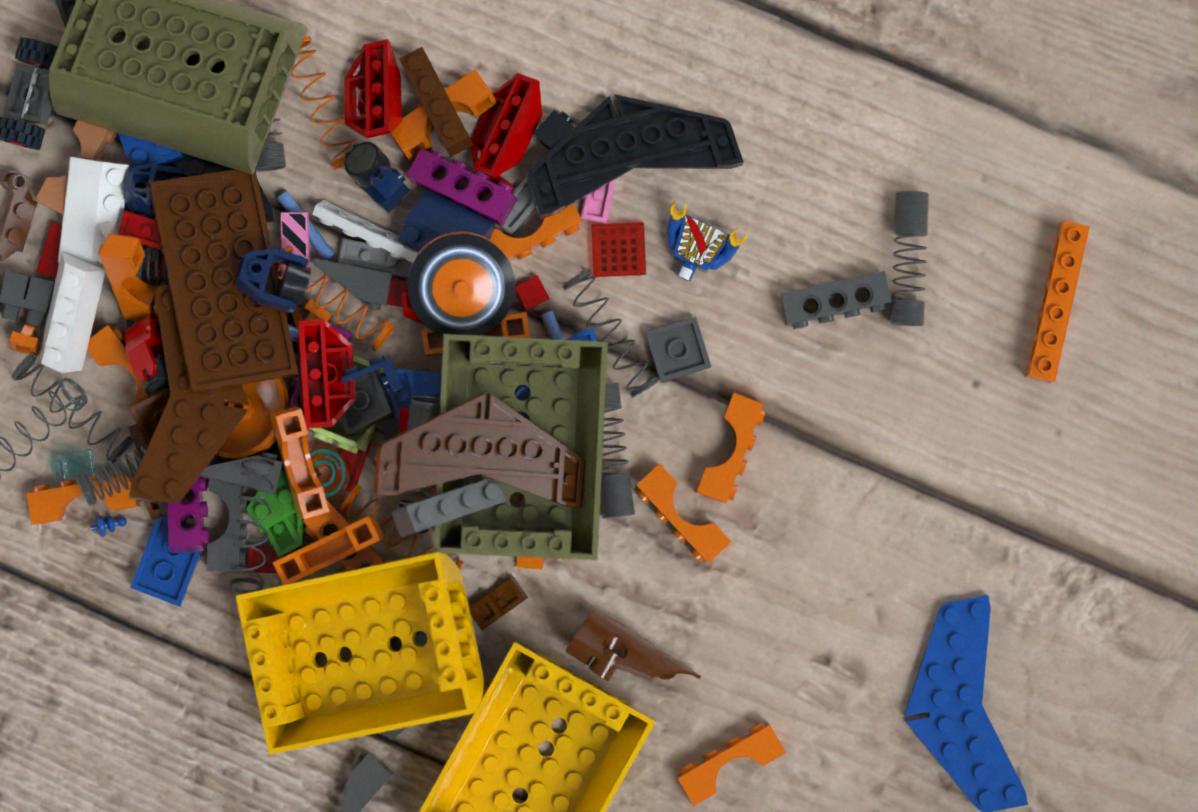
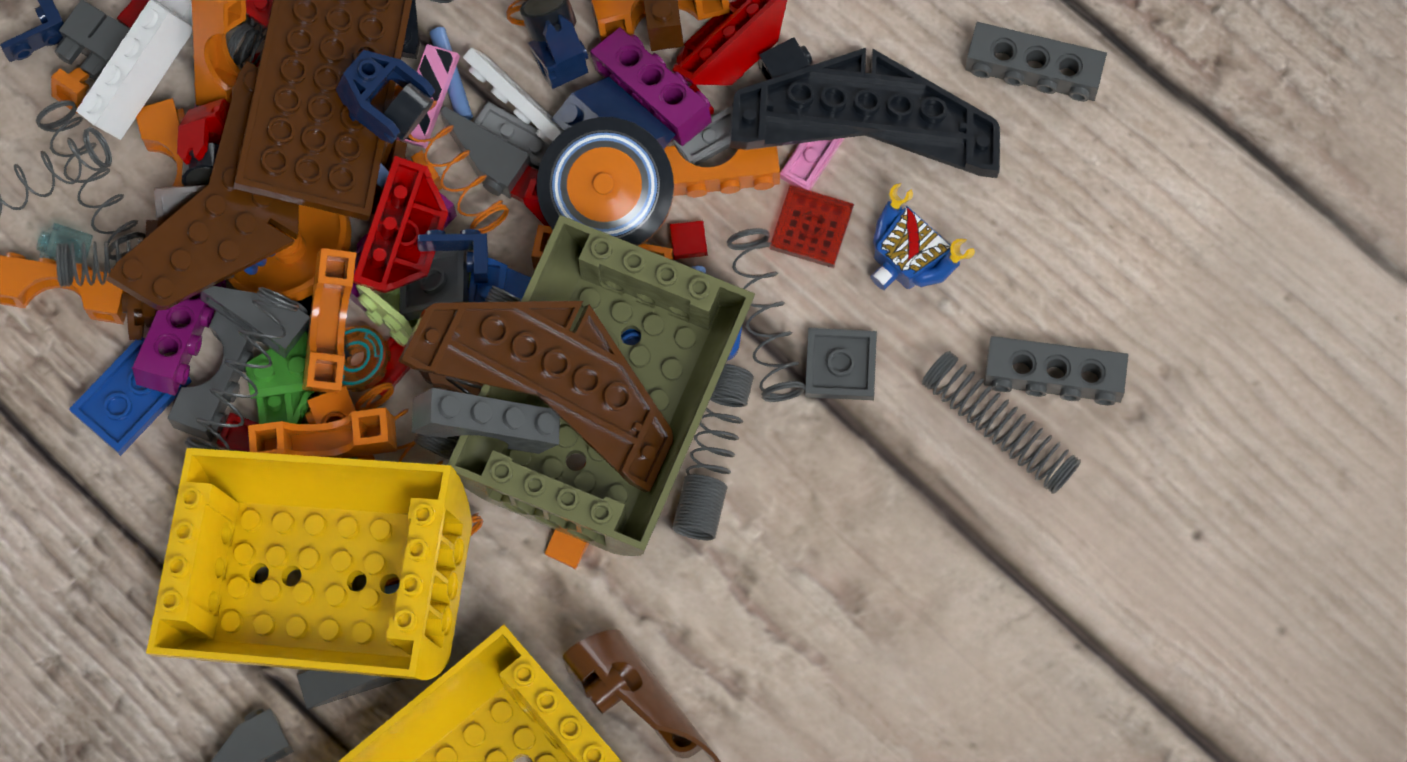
camera: 25 degrees right, 15 degrees down
(109, 524) = (76, 329): blue hair -> none
(497, 603) = (504, 589): reddish brown slope -> none
(705, 539) = (790, 598): orange arch -> none
(742, 416) = (834, 534): orange arch -> none
(779, 50) = (1025, 47): none -> dark grey brick
(865, 376) = (939, 371): none -> dark grey piece
(910, 221) = (1181, 314): dark grey piece -> none
(1057, 301) = (1332, 467): orange brick -> none

